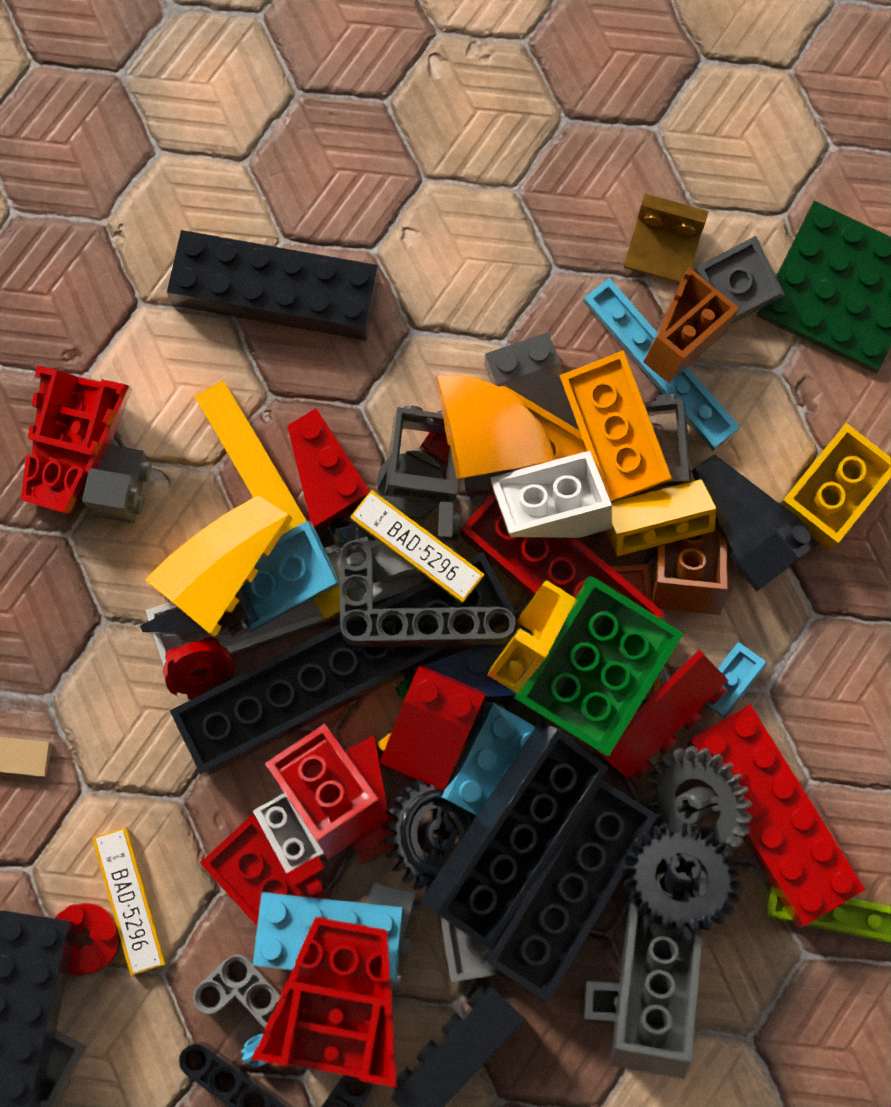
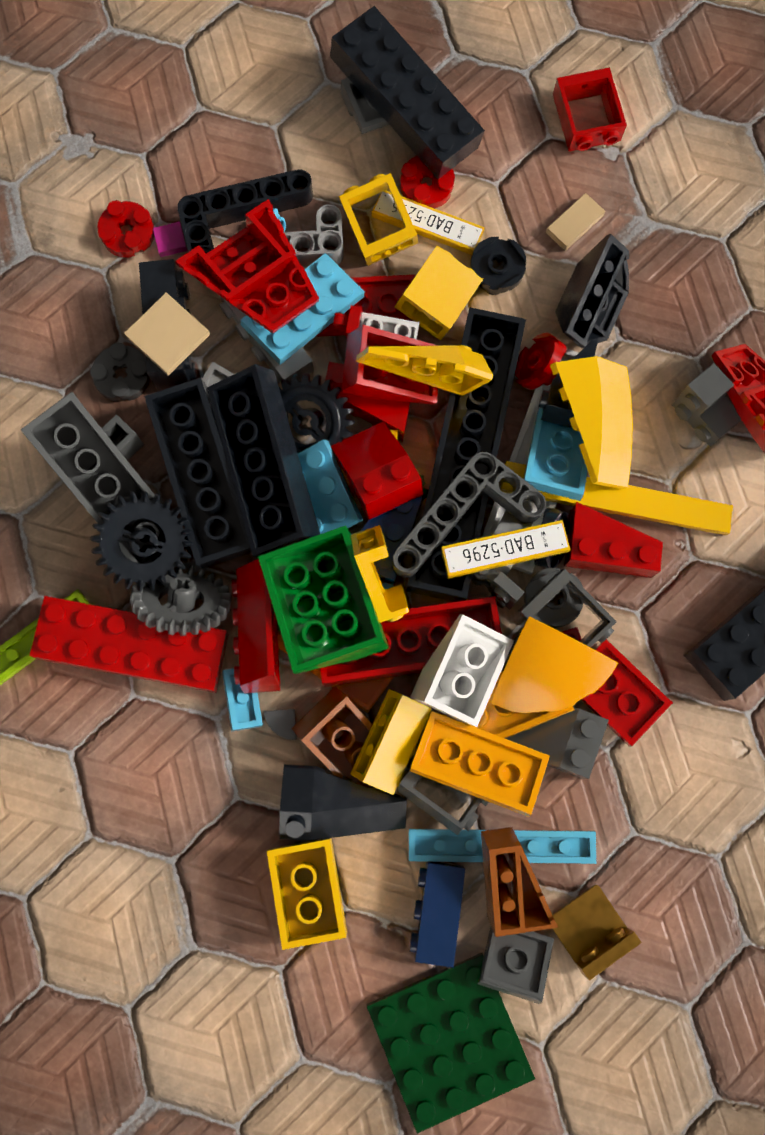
camera: 130 degrees right, 0 degrees up
(86, 673) = (595, 293): none -> black wedge
(133, 809) = (497, 249): none -> black plate
(188, 912) = (392, 243): none -> yellow window
(202, 820) = (439, 292): none -> yellow brick
(291, 742) = (444, 367): none -> yellow wedge
(446, 348) = (627, 698): none -> red plate
(473, 1031) = (167, 334): none -> tan tile
(549, 1053) = (109, 362): none -> dark grey plate
(720, 629) = (281, 722): none -> dark grey tile
(759, 370) = (438, 914): none -> dark blue brick

